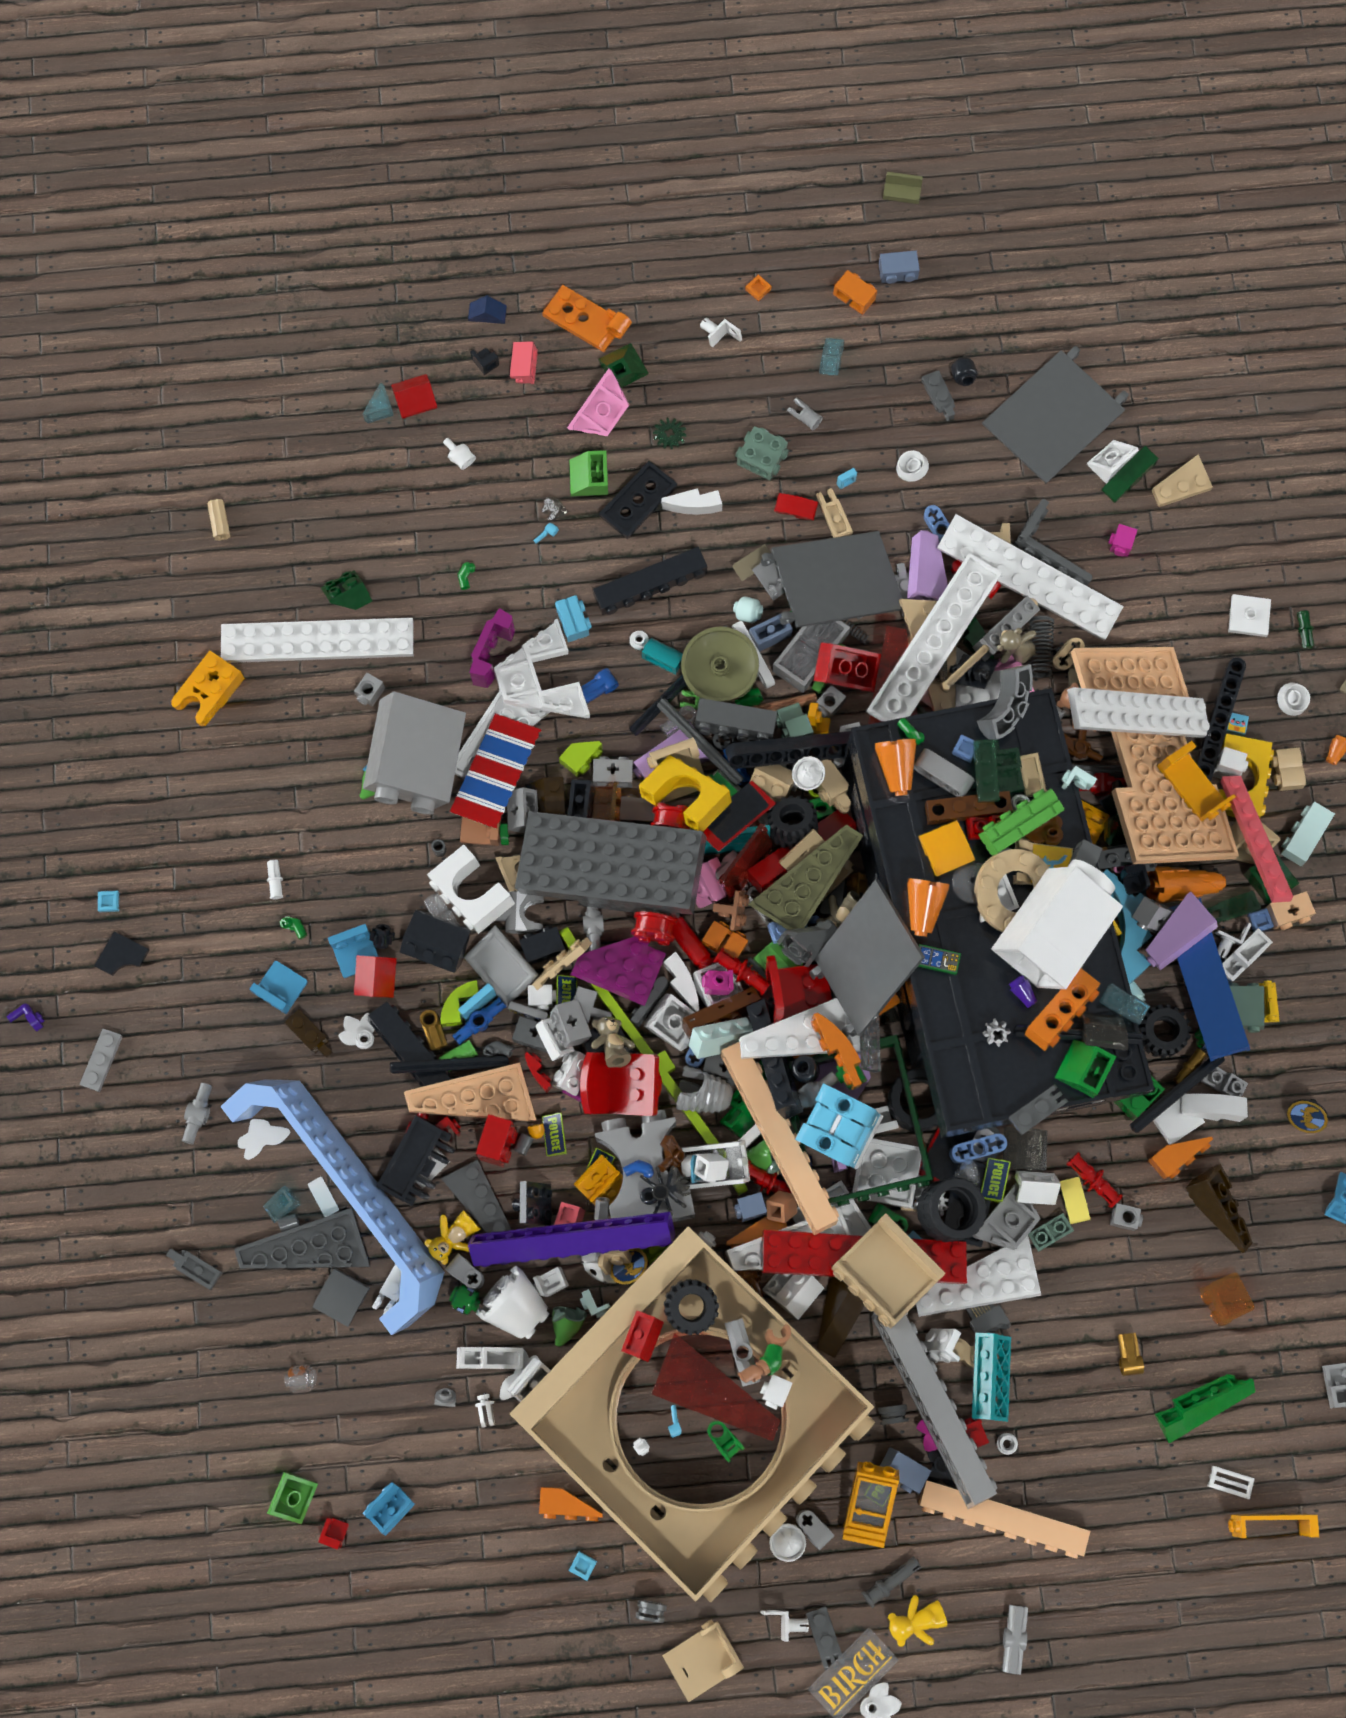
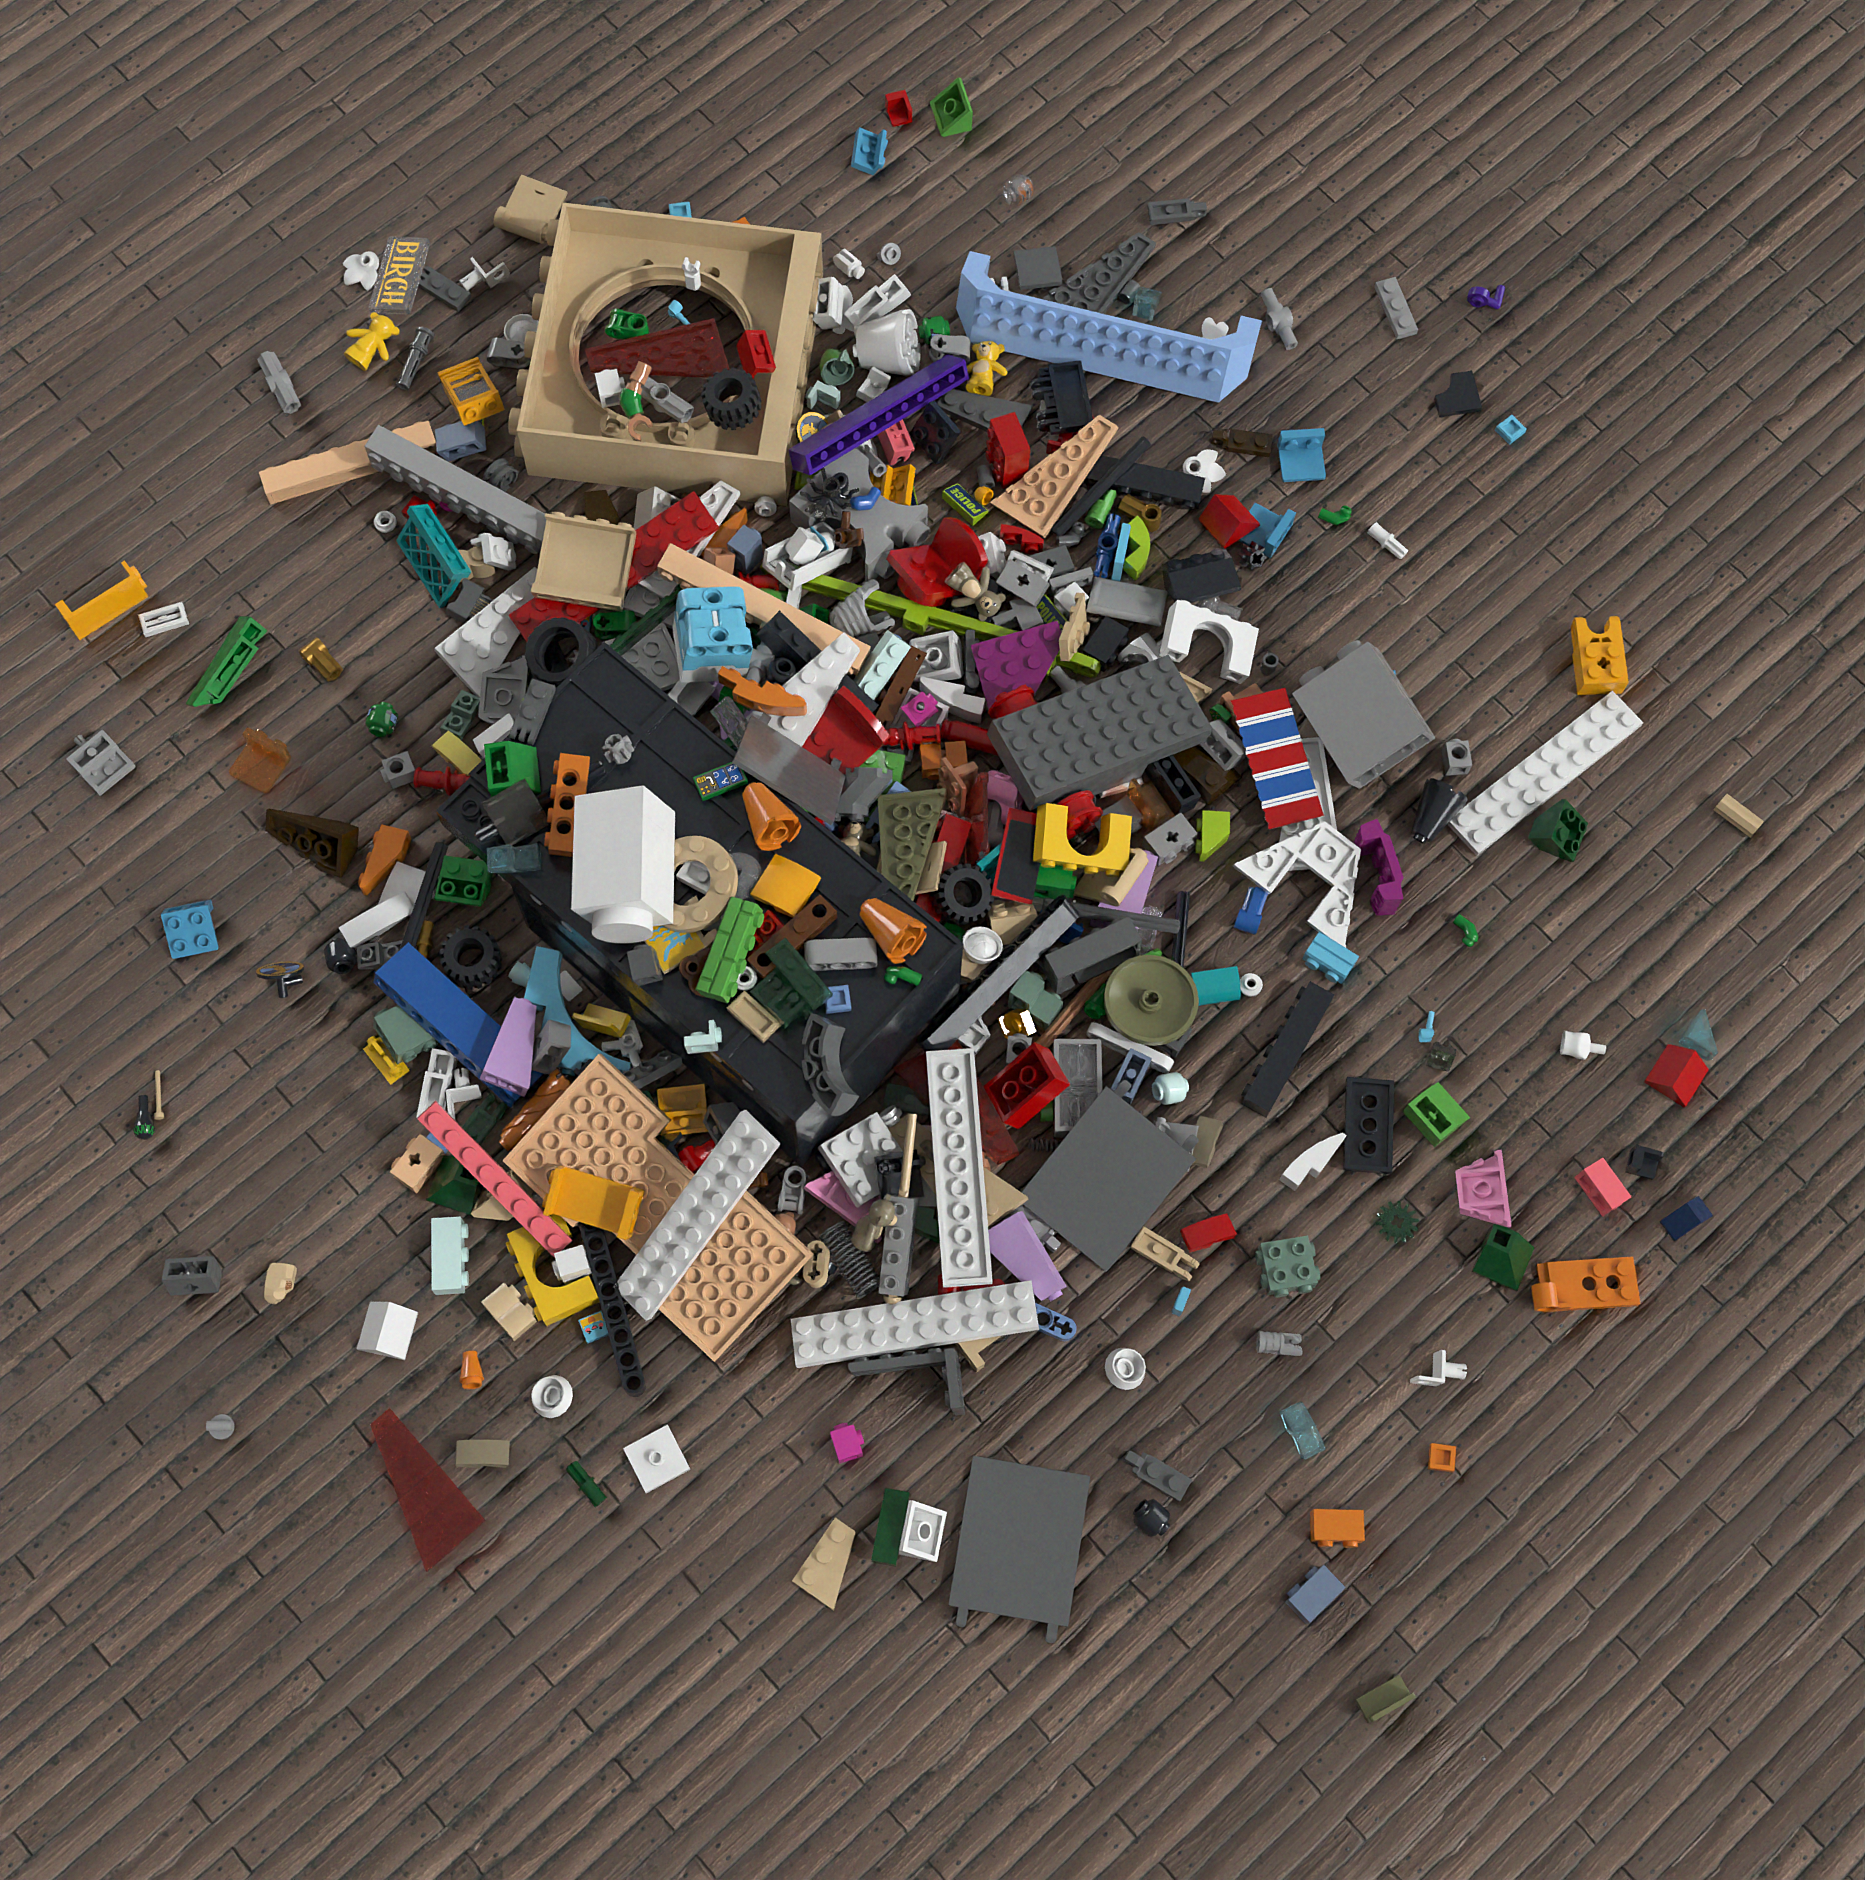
camera: 140 degrees right, 5 degrees down
(417, 662) = (1435, 809): none -> black cone
(1113, 1269) = (381, 719): none -> green head
(1257, 1099) = (340, 956): none -> black head

